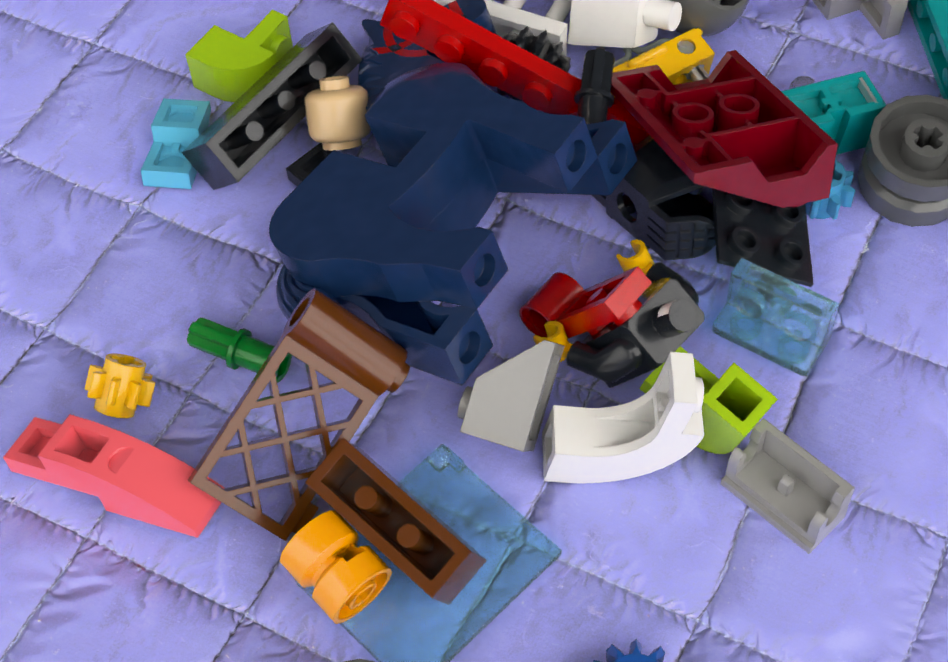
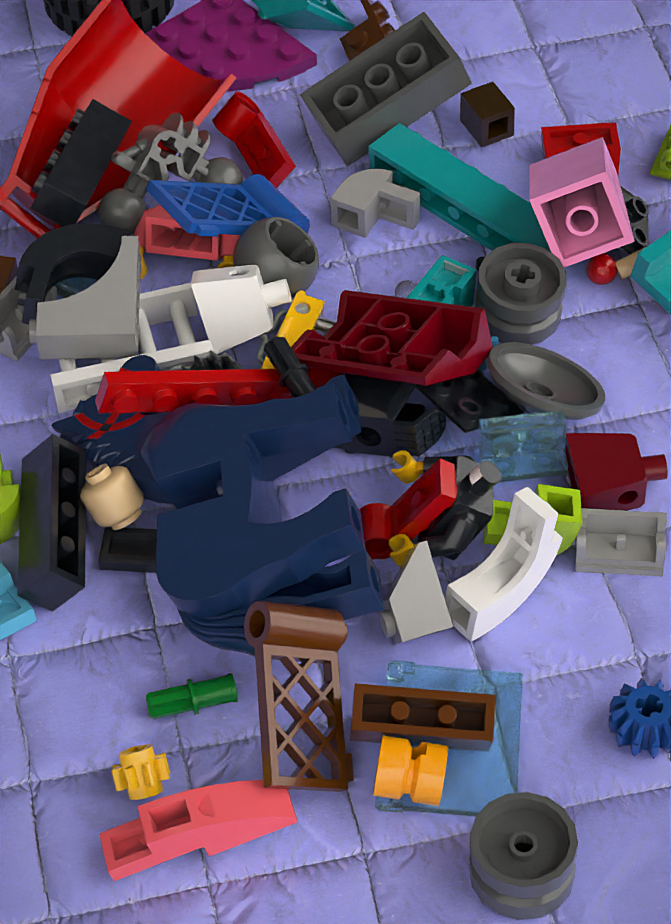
camera: 40 degrees left, 5 degrees down
(845, 404) = (611, 470): none -> dark red torso
(861, 264) = (544, 381): none -> dark grey dish

